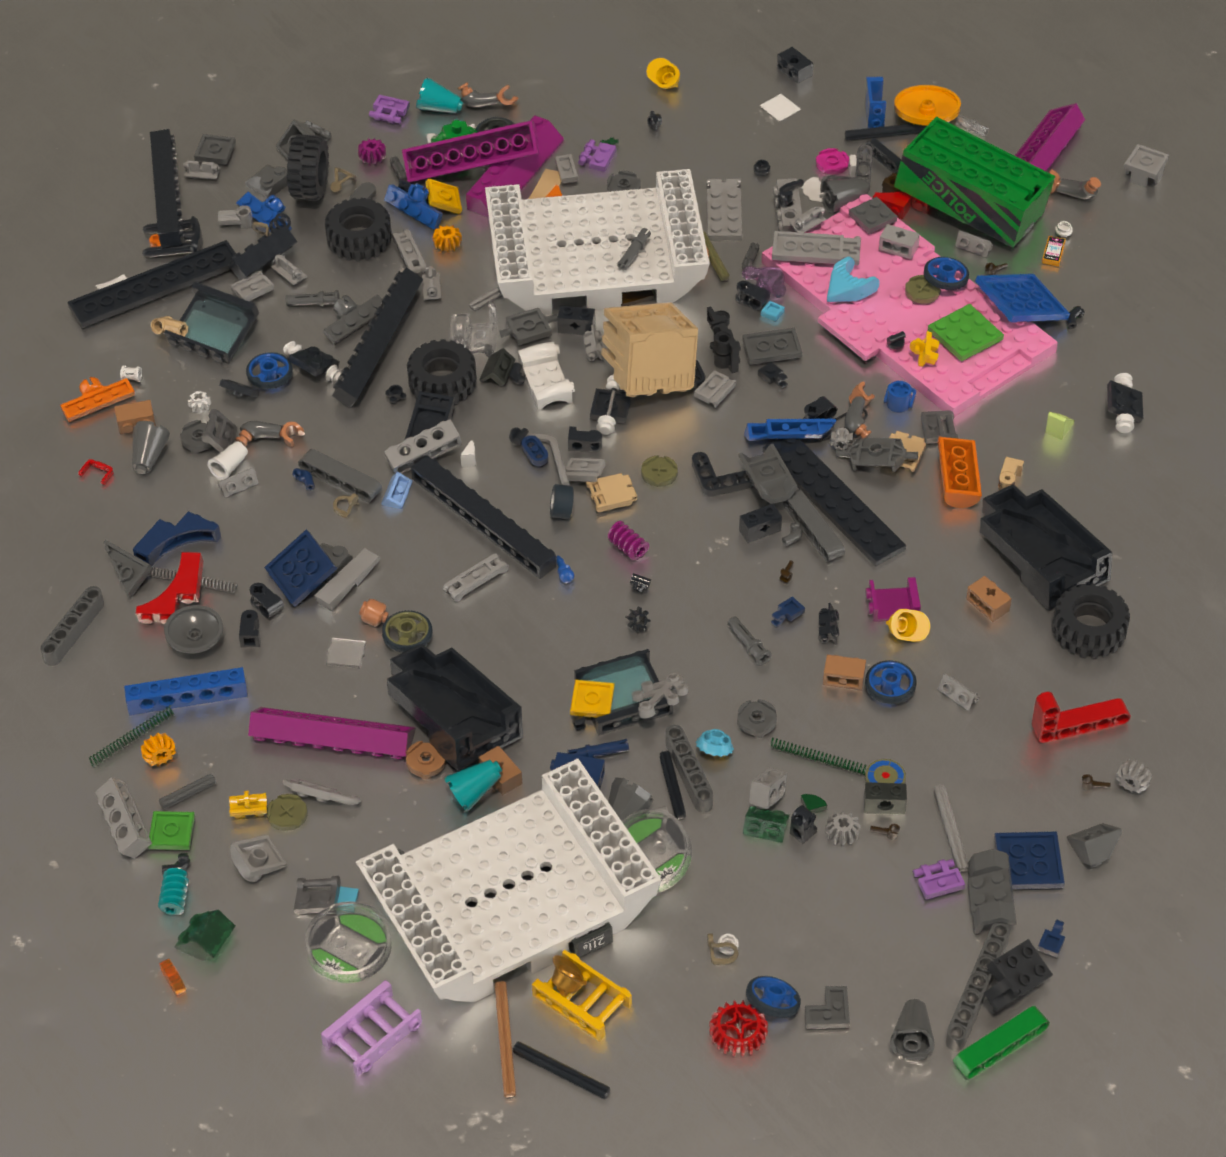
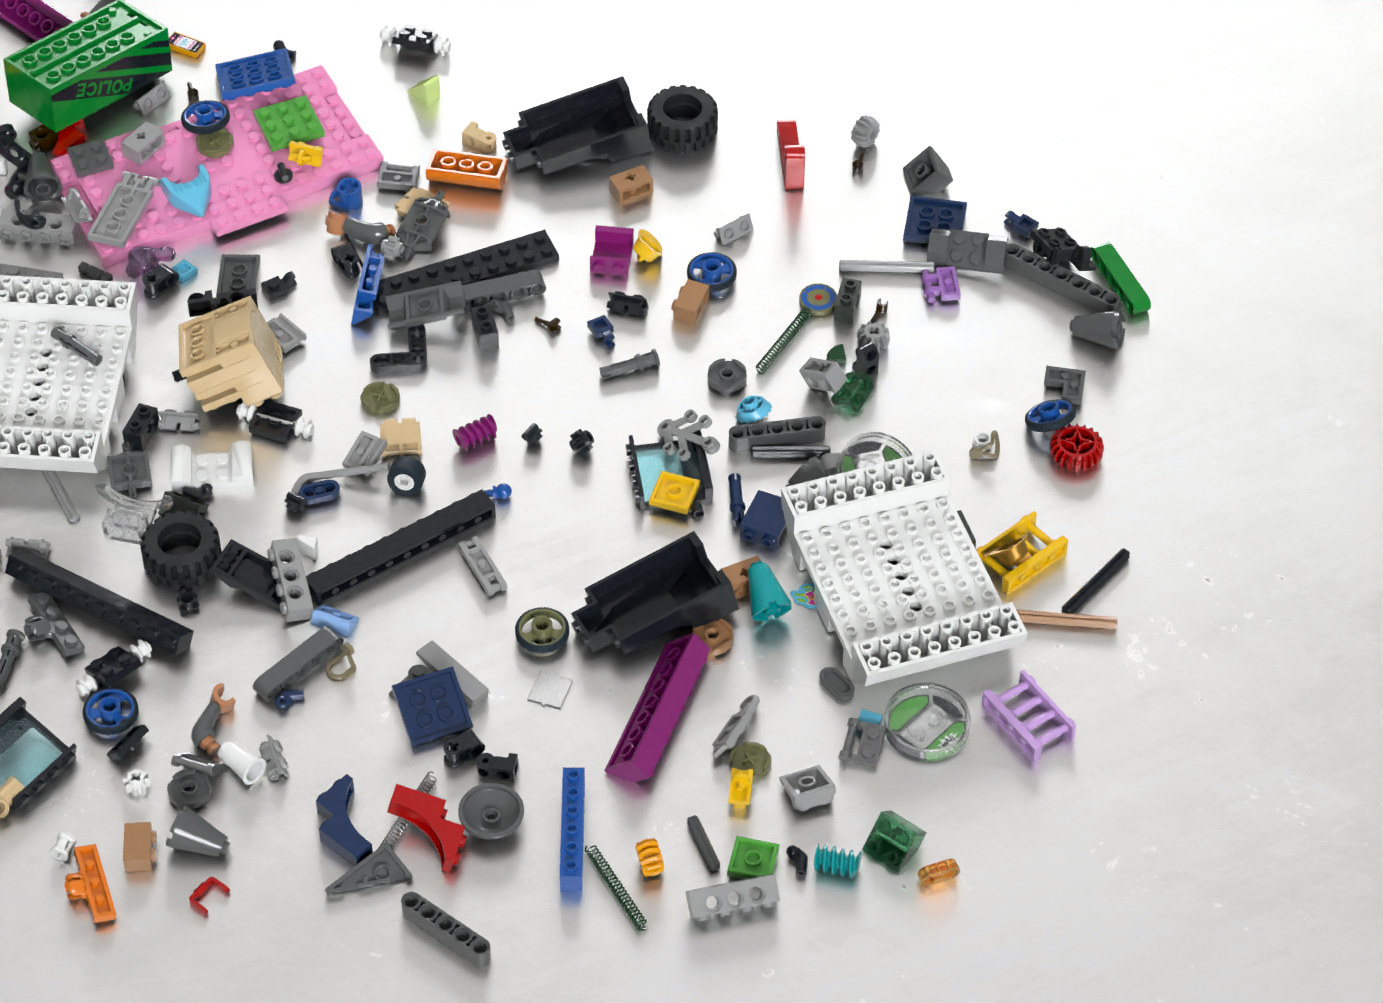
camera: 80 degrees left, 0 degrees up
(373, 612) = (508, 655): nougat head -> none
(584, 440) = (320, 450): black leg -> none

